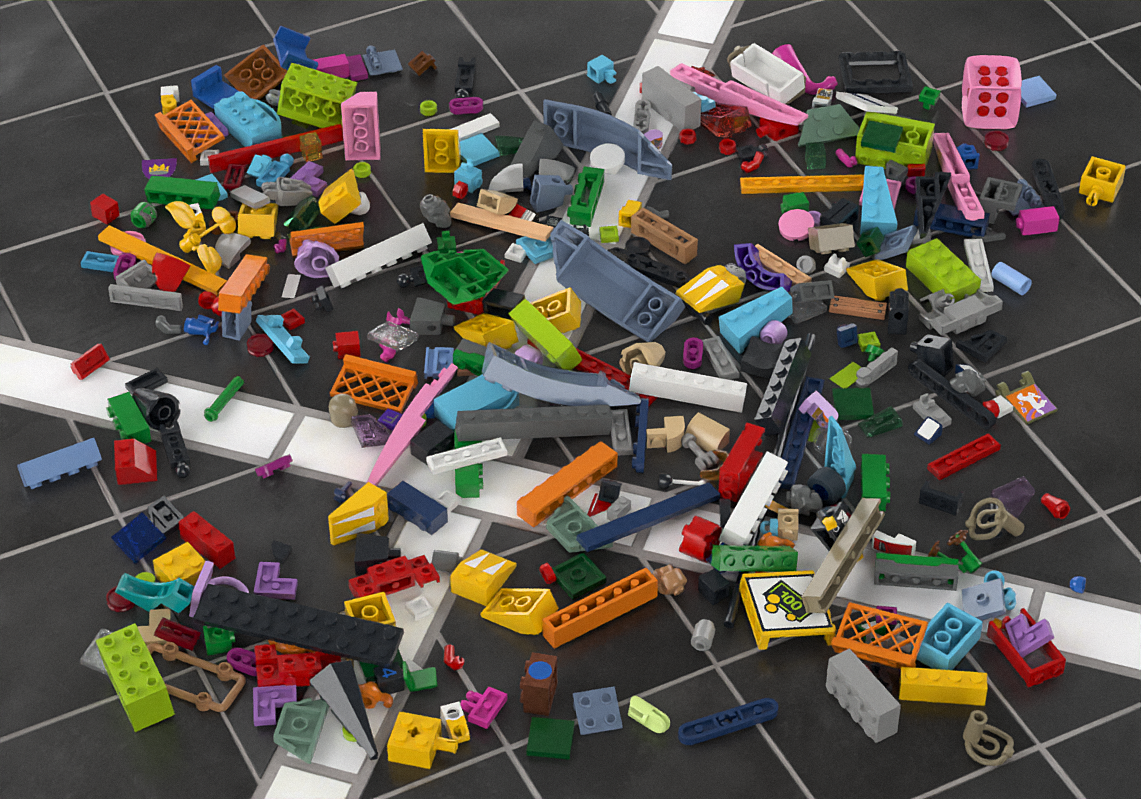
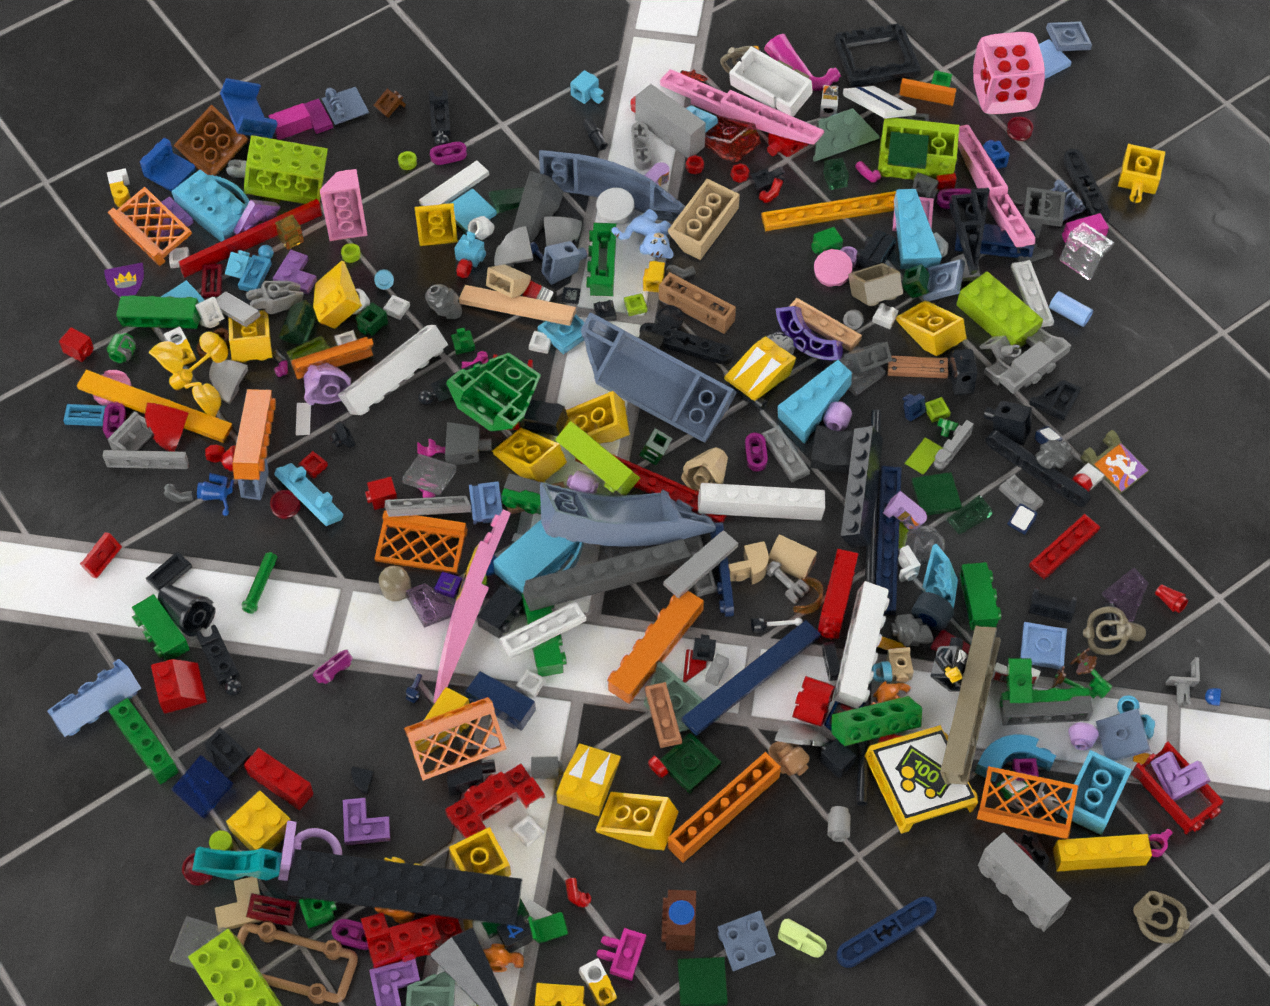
camera: 10 degrees left, 15 degrees up
(95, 498) = (143, 741): none -> green brick
(226, 196) = (209, 312): none -> white bracket
(284, 127) = (256, 212): none -> medium lavender plate
(364, 503) = (449, 720): none -> orange fence
(370, 216) = (371, 319): none -> dark green brick
(385, 356) = (427, 506): none -> light grey tile
(386, 190) = (383, 279): none -> medium azure tile
(393, 213) = (396, 307): none -> white tile
(483, 161) = (481, 227): none -> white rock
(560, 533) = (663, 715): none -> nougat tile
(601, 338) = (655, 446): none -> dark green brick
(620, 424) = (700, 564): none -> light grey tile
(637, 182) = (656, 241): none -> light blue animal
(681, 562) = (800, 734): none -> light grey brick
(686, 174) = (704, 218): none -> tan slope
(814, 451) = (909, 564): none -> white bracket
(877, 596) = (1011, 748): none -> dark azure arch
(893, 540) = (1019, 680): none -> green brick
(902, 219) = (942, 244): none -> white arm
(915, 103) = (927, 91): none -> orange tile
(926, 527) = (1043, 645): none -> light blue tile
(946, 593) = (1082, 735): none -> lavender cone
(1003, 686) = (1162, 839): none -> dark pink piece
(1031, 232) = (1085, 249): none -> clear bracket
(1050, 571) = (1184, 683): none -> light grey bracket
(1058, 75) = (1069, 36): none -> sand blue plate

